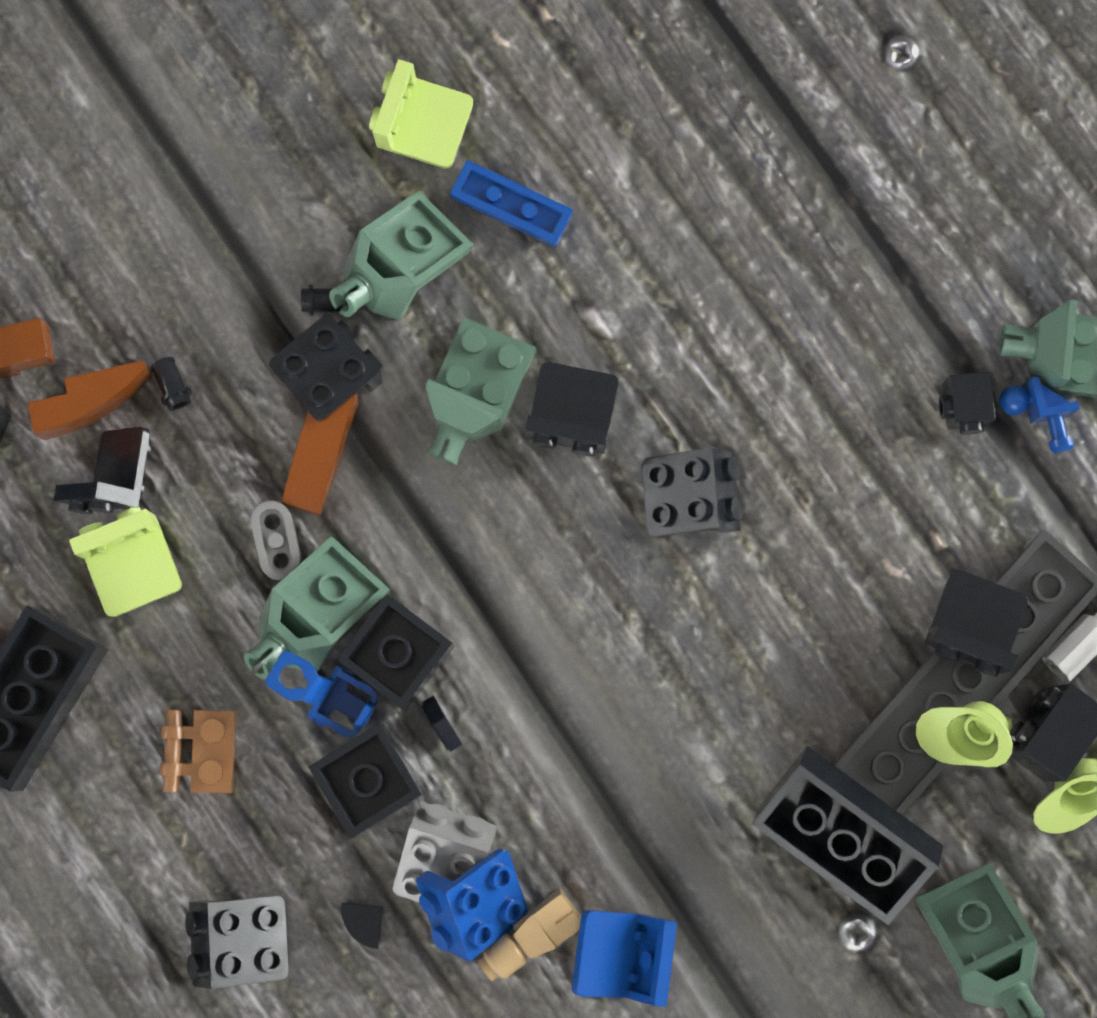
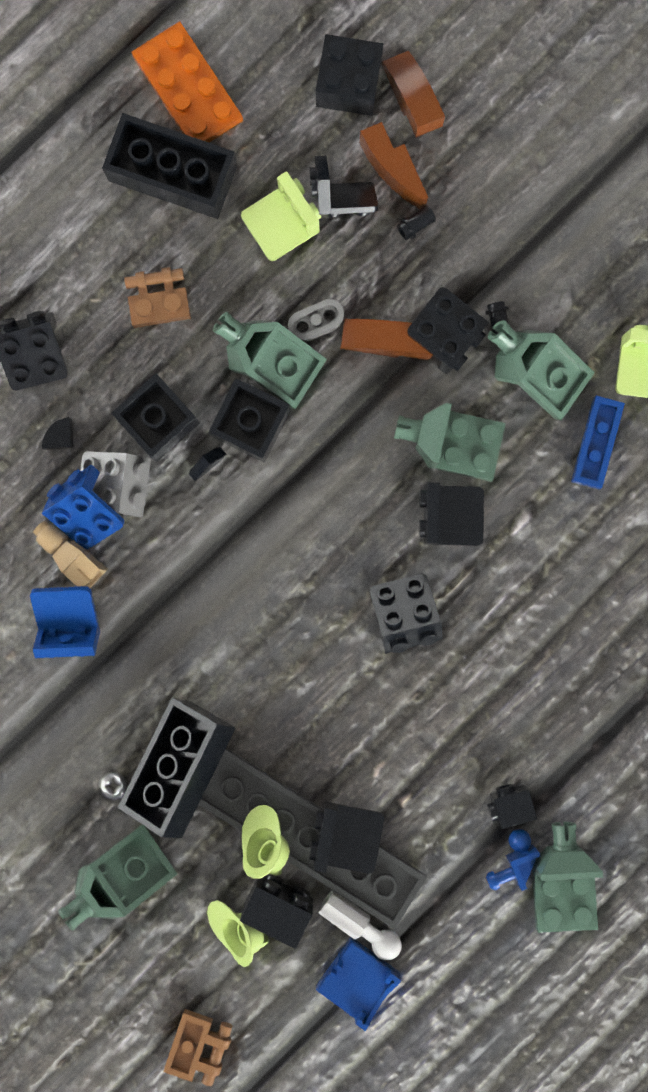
camera: 80 degrees right, 5 degrees up
(326, 694) = (210, 375): blue piece -> none

